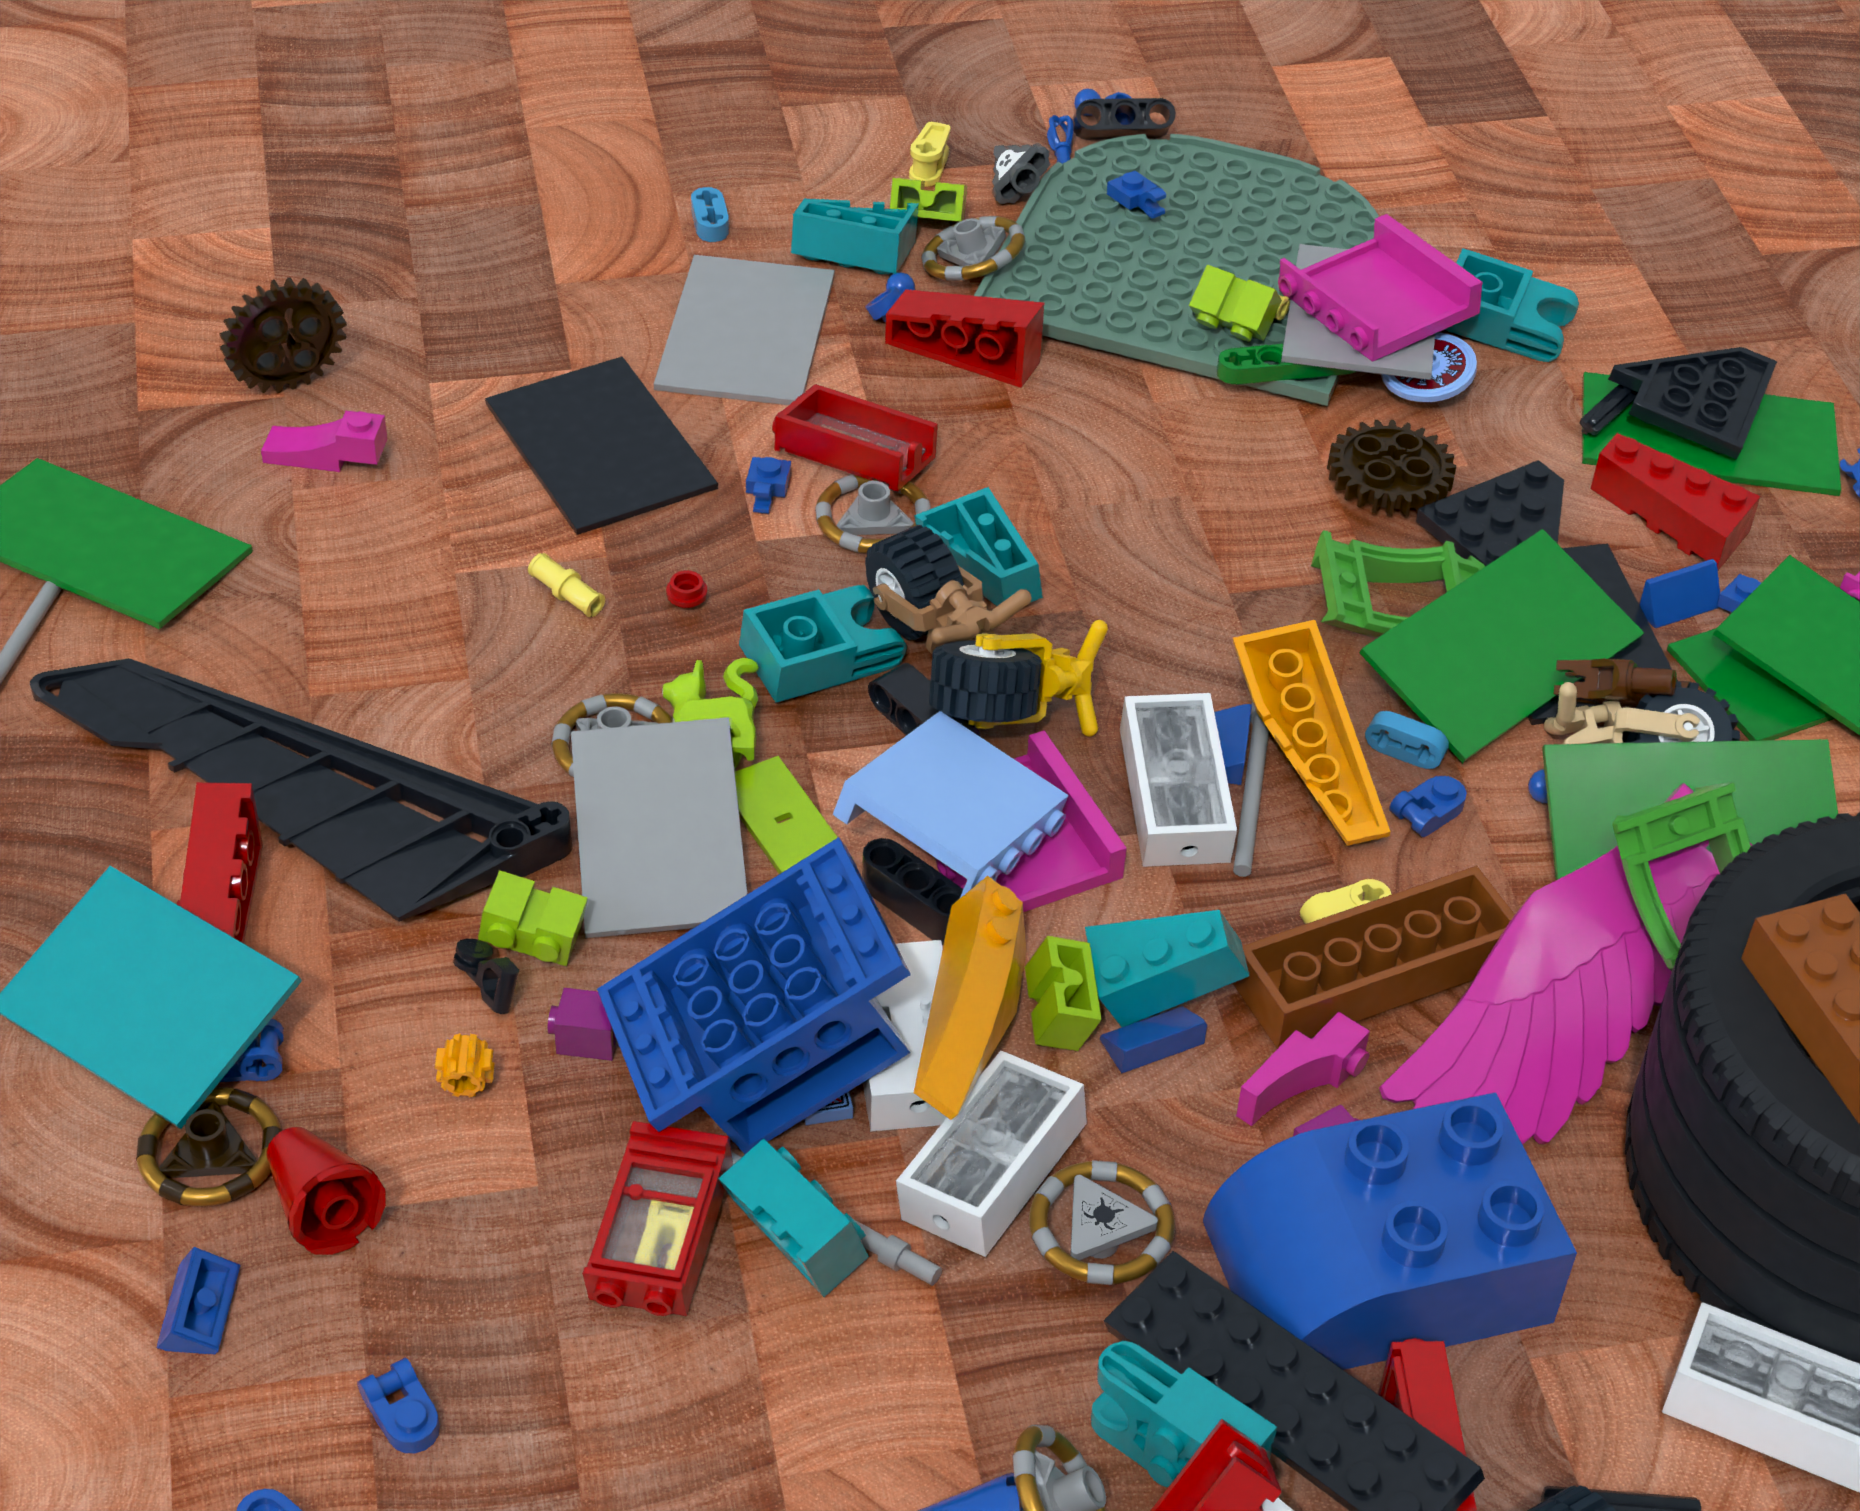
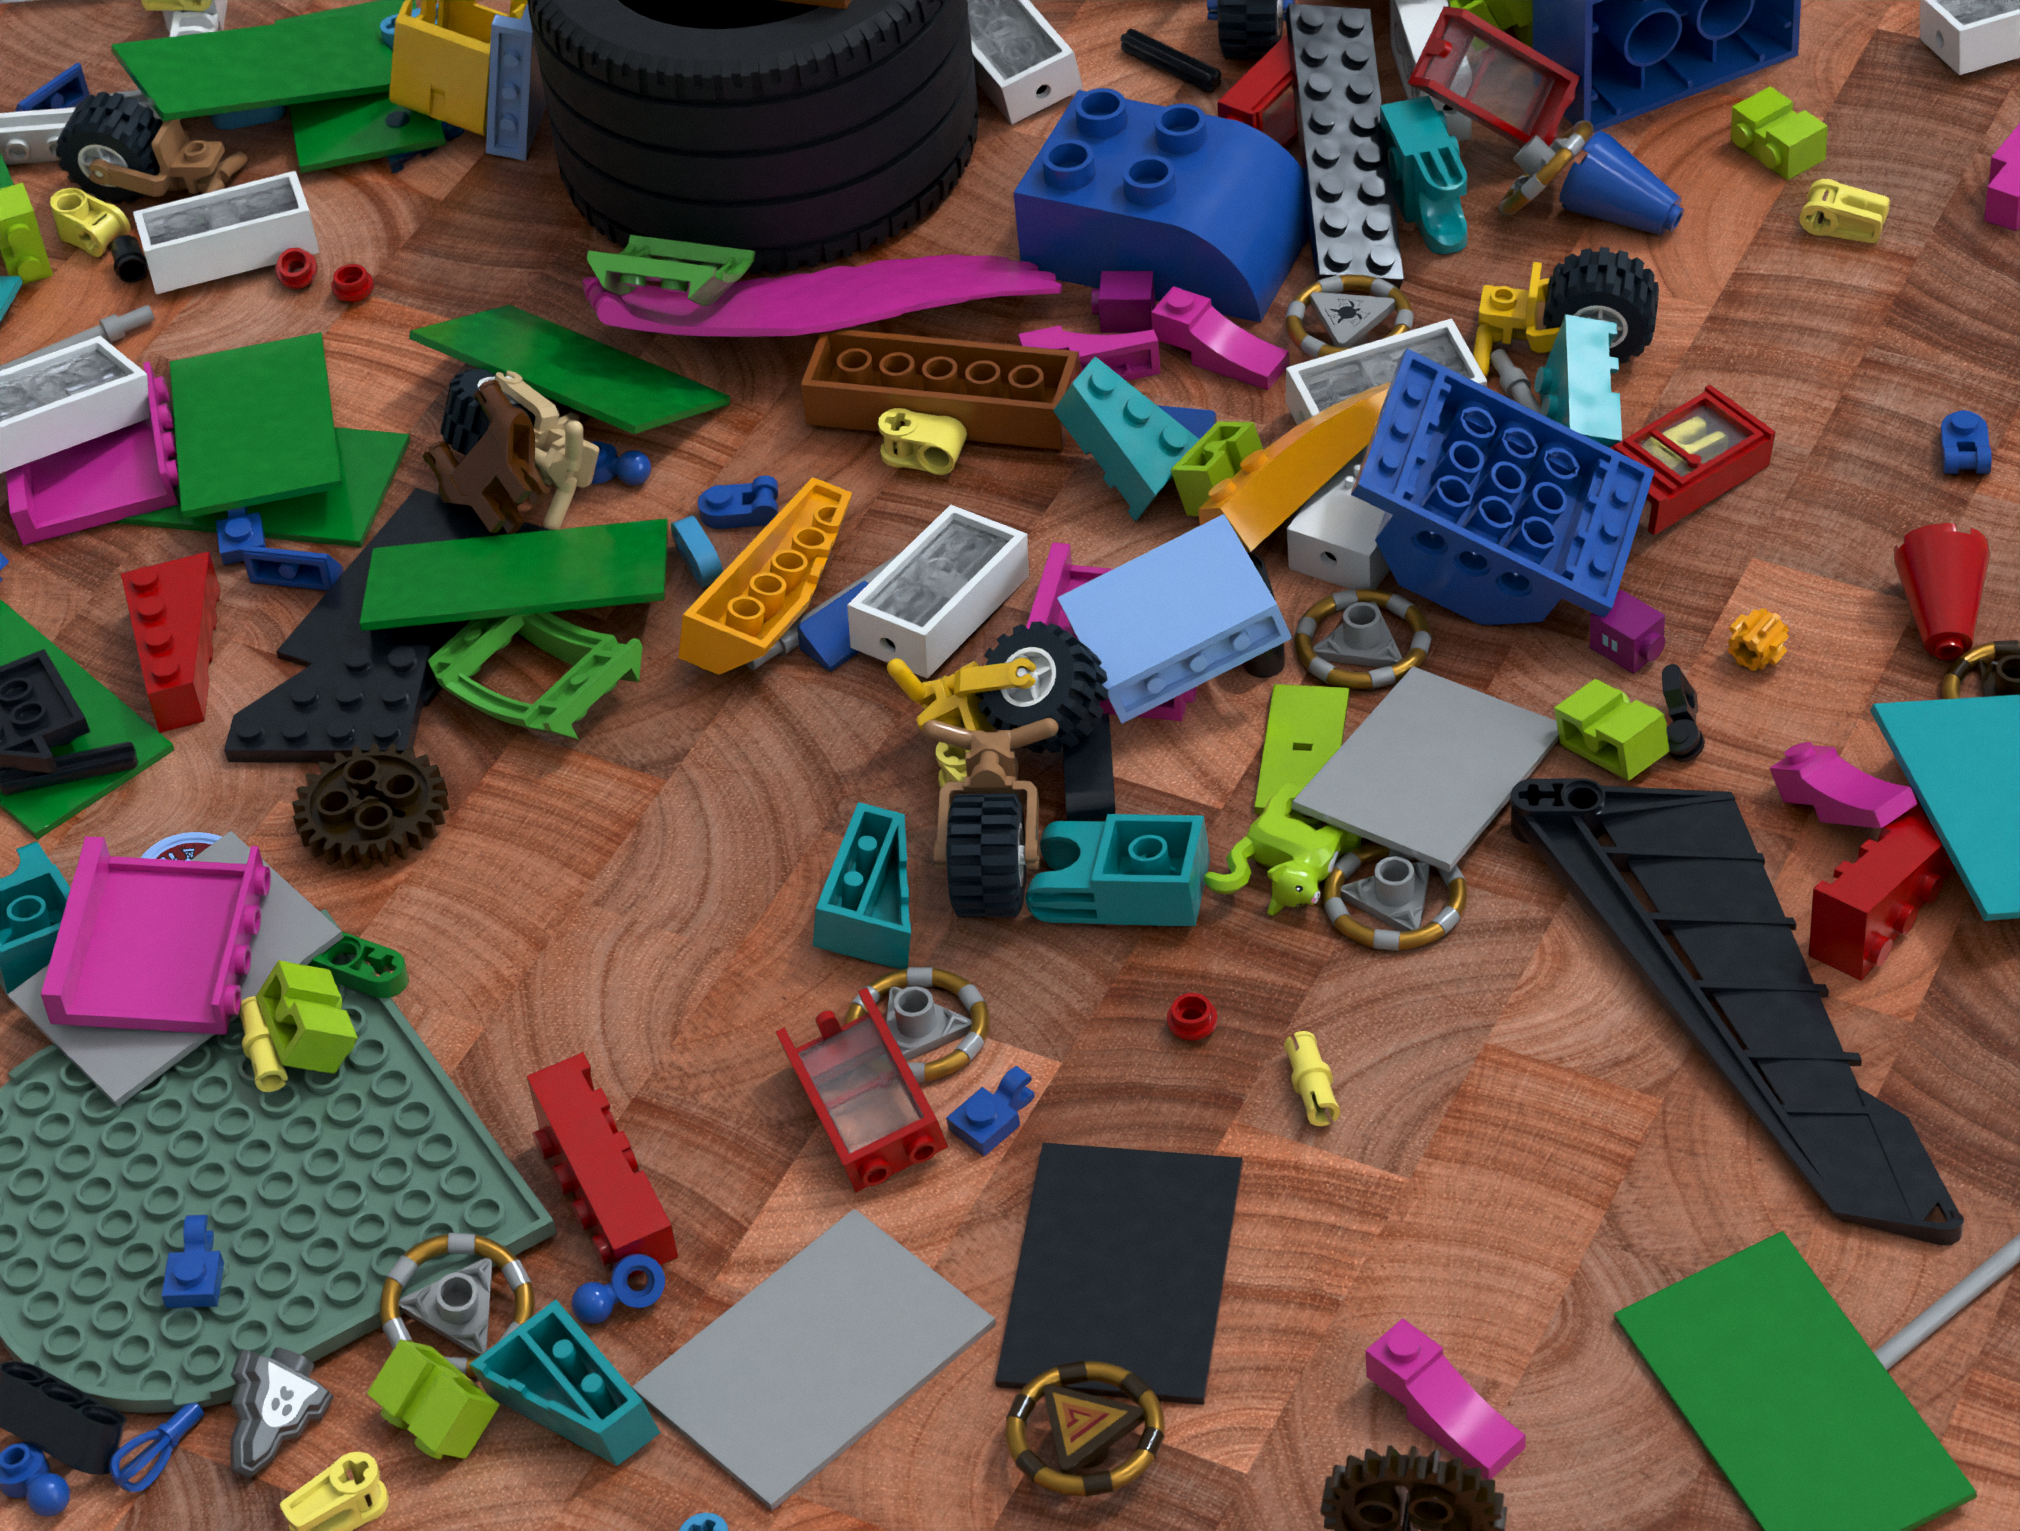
camera: 135 degrees left, 0 degrees up
(298, 942) = (1838, 789): none -> dark pink slope
(536, 335) = (1085, 1428): none -> piece
(884, 1314) = (1587, 286): none -> piece
(1206, 1147) = (1215, 341): none -> dark pink slope

